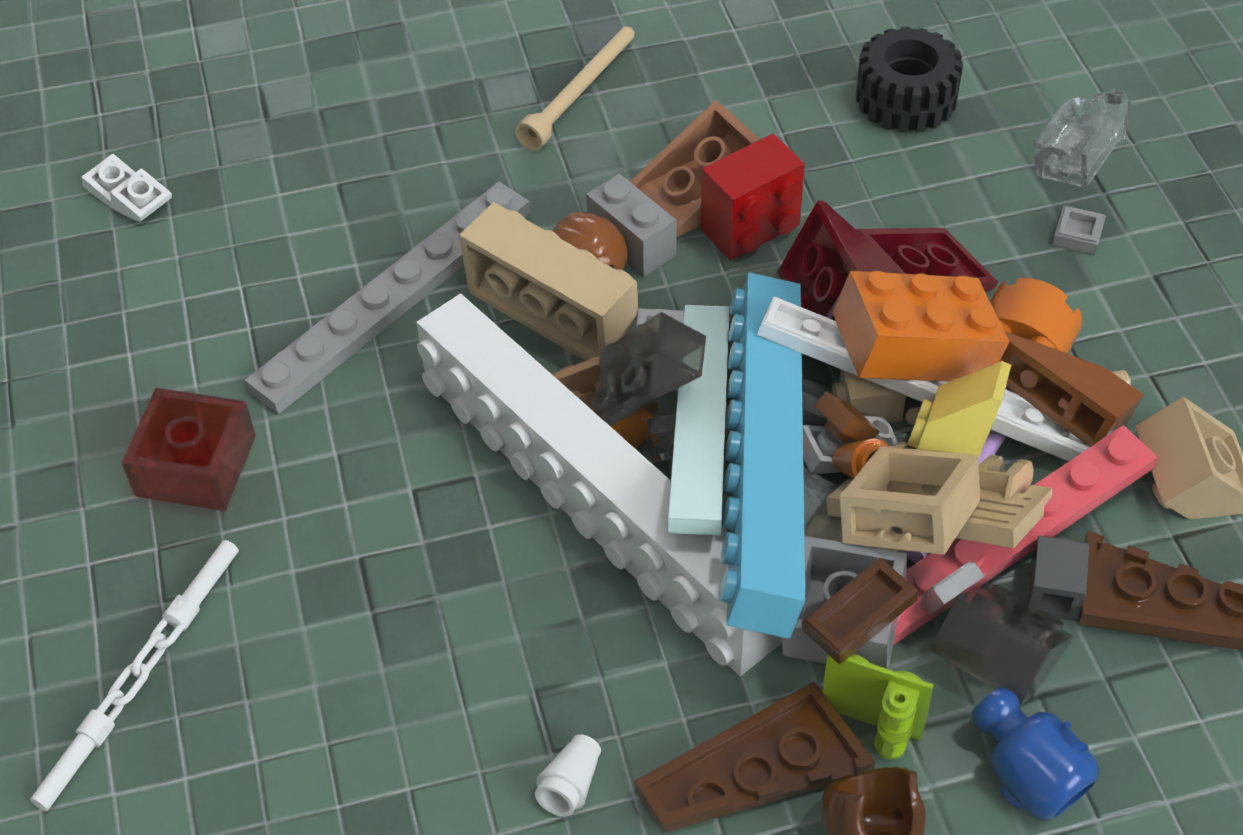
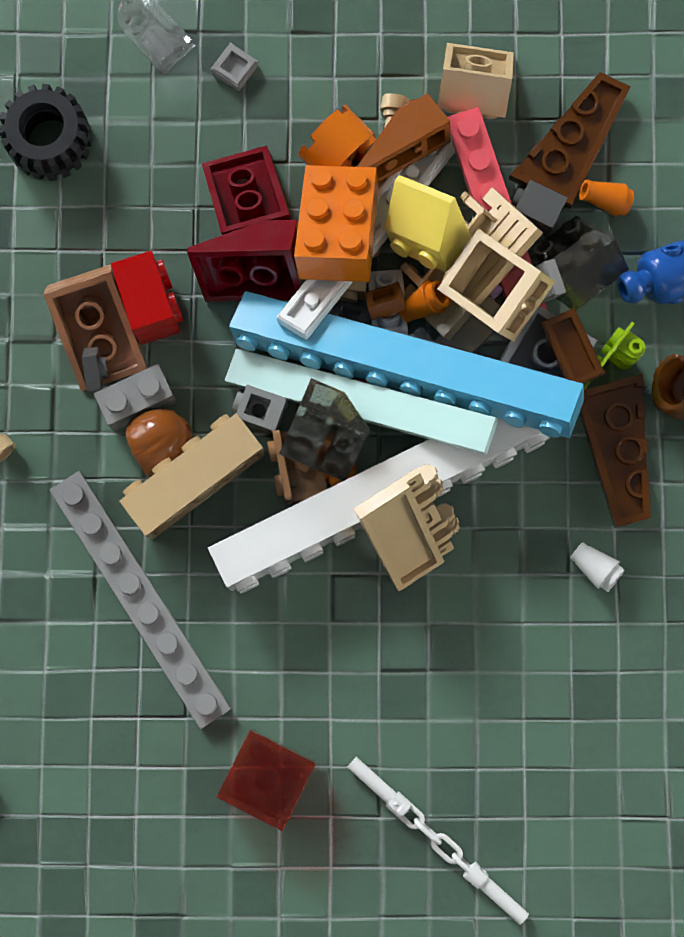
camera: 75 degrees left, 30 degrees up
(533, 502) = (408, 527): none -> tan hinge
(650, 171) = (94, 368): none -> dark grey plate
(1116, 655) = (610, 197): none -> orange cone

